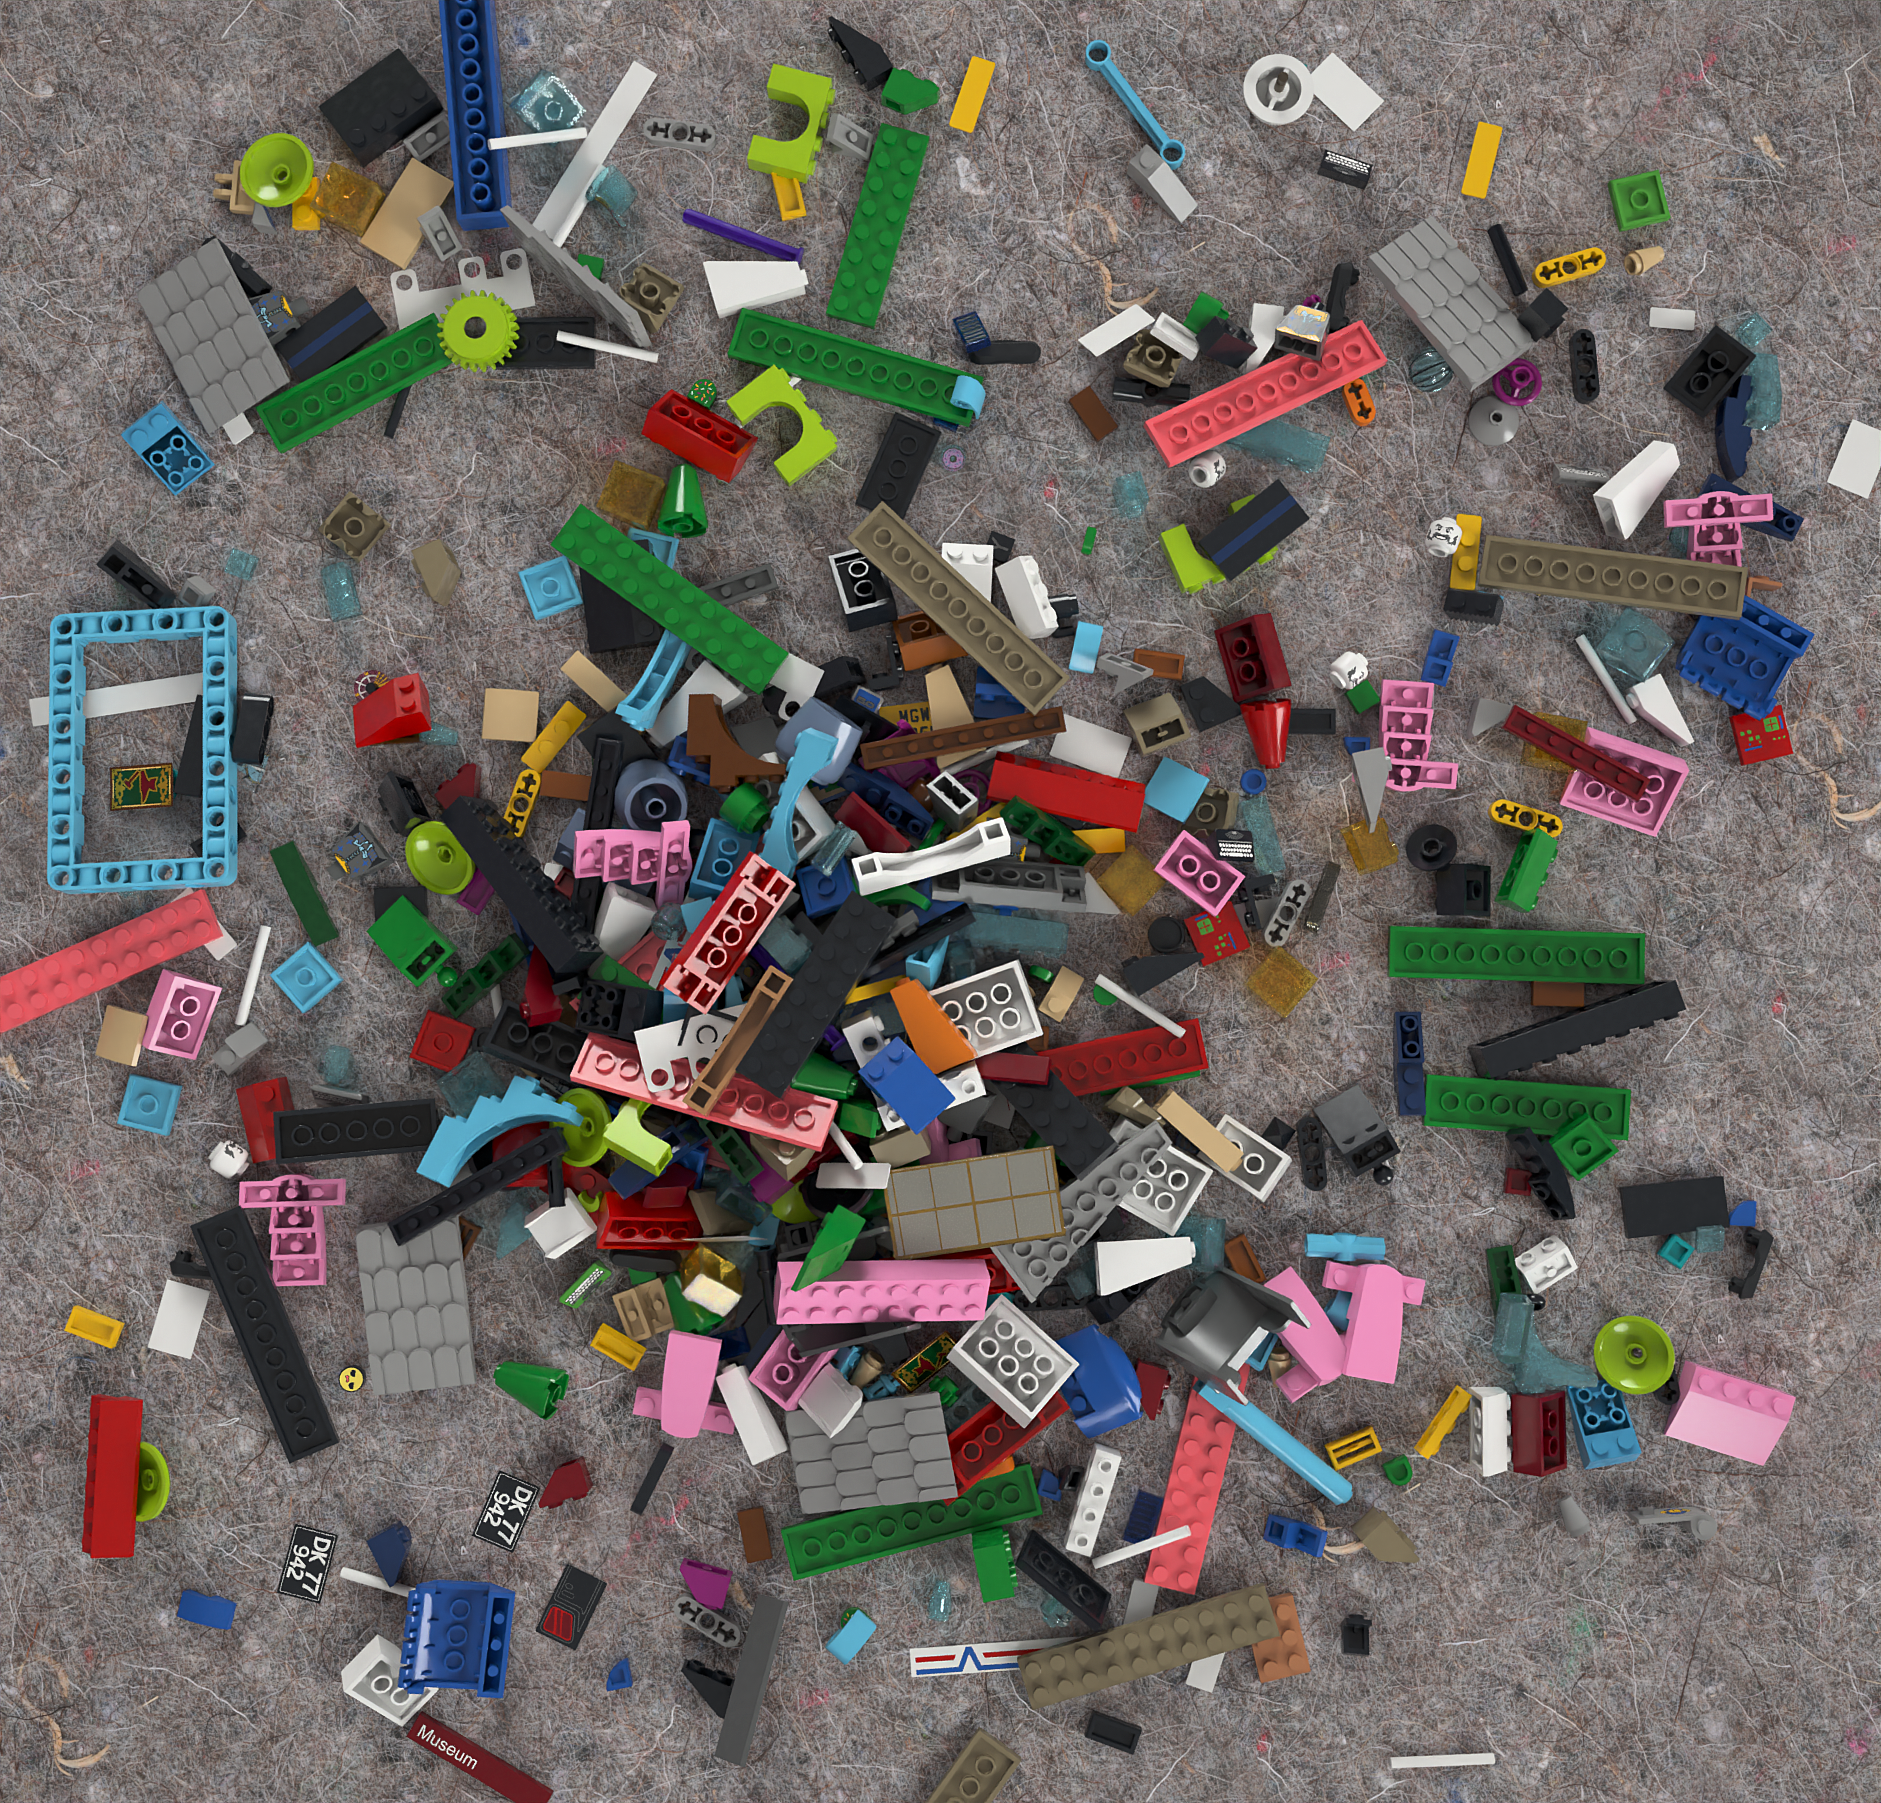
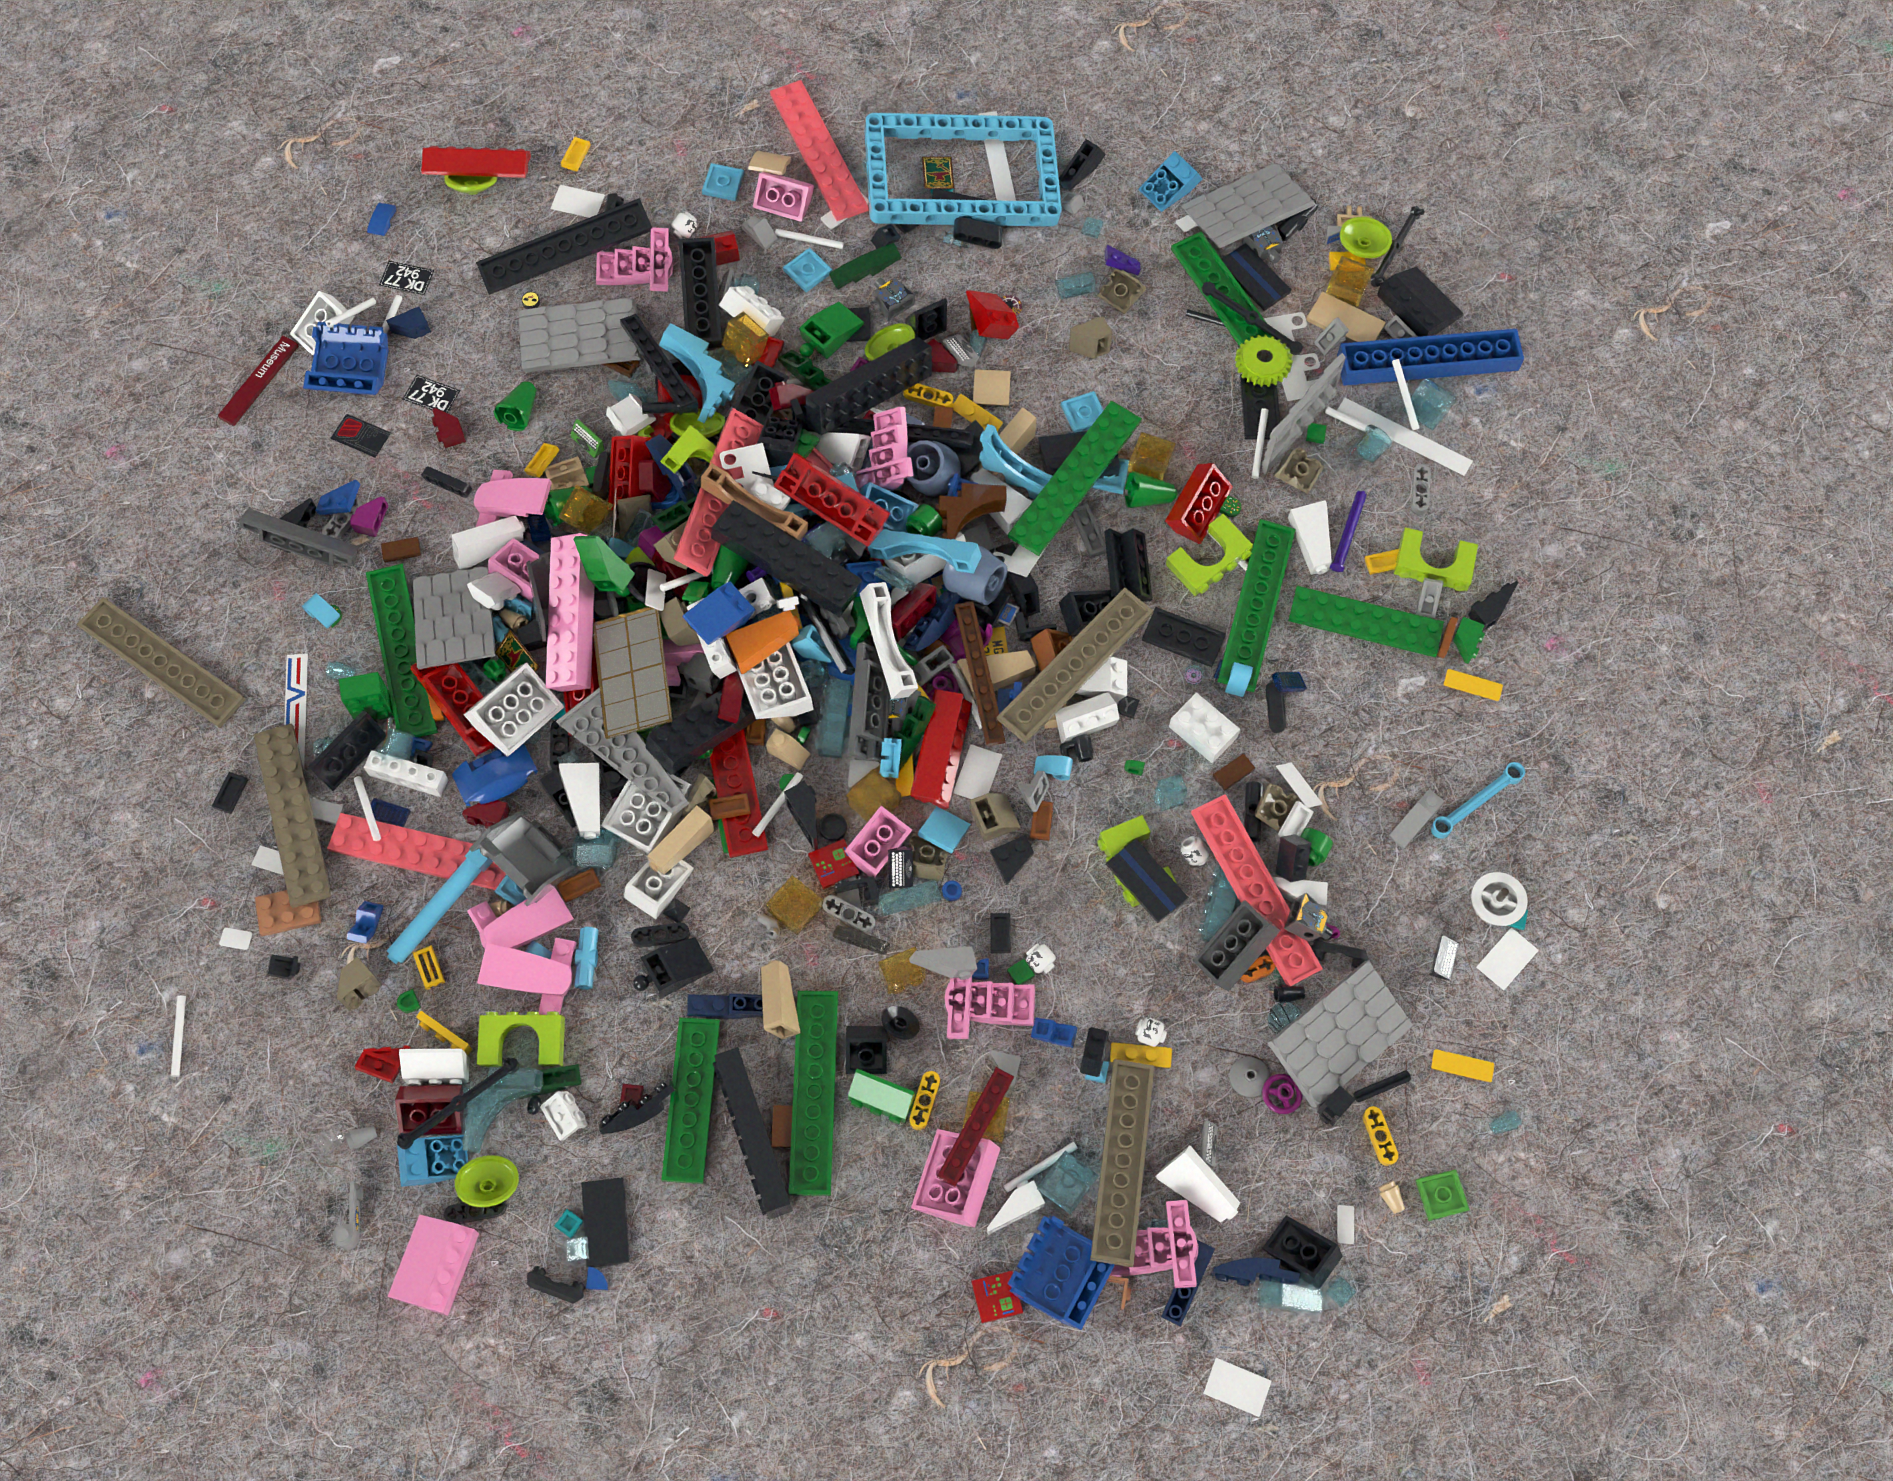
camera: 90 degrees right, 20 degrees down
(258, 863) = (885, 236): none -> black panel
(303, 525) = (1121, 261): none -> dark purple wing
(348, 161) = (1378, 278): none -> black piece
(359, 399) = (1209, 289): none -> black piece
(371, 1633) = (349, 313): none -> white piece
(387, 1055) = (743, 299): none -> white brick
(437, 1064) = (745, 339): none -> clear yellow piece
(451, 757) = (961, 350): none -> slope
(620, 1676) = (309, 465): blue tile -> none
(679, 1628) = (338, 500): none -> blue wing
(719, 1020) = (769, 494): none -> white plate
(792, 536) = (1128, 563): none -> black slope
(882, 993) = (787, 603): none -> white plate
(905, 119) = (1447, 637): none -> dark orange tile
(1034, 447) = (1204, 727): none -> white brick
(1056, 1514) = (397, 742): none -> clear light blue hat
(1077, 856) = (891, 750): none -> medium azure hinge
(1144, 1069) = (729, 806): none -> dark orange tile
(1252, 657) = (1049, 888): dark red slope -> none
(1268, 729) = (992, 896): red cone -> none
(1301, 1010) = (772, 925): none -> light grey arm
(1312, 1701) = (235, 938): none -> white sticker
(1342, 422) = (1236, 946): none -> dark grey slope
(1394, 369) = (1288, 993): none -> black cone
(1408, 1000) = (778, 1001): none -> tan slope
(1439, 1292) = (495, 1027): none -> lime arch
(1478, 1496) = (380, 1063): none -> red wing
(1554, 115) = (1506, 1122): none -> clear light blue cone
(1574, 350) = (1293, 1156): black beam -> none
(1582, 1146) = (657, 1141): green tile -> none
(1594, 1457) = (406, 1140): none -> black piece

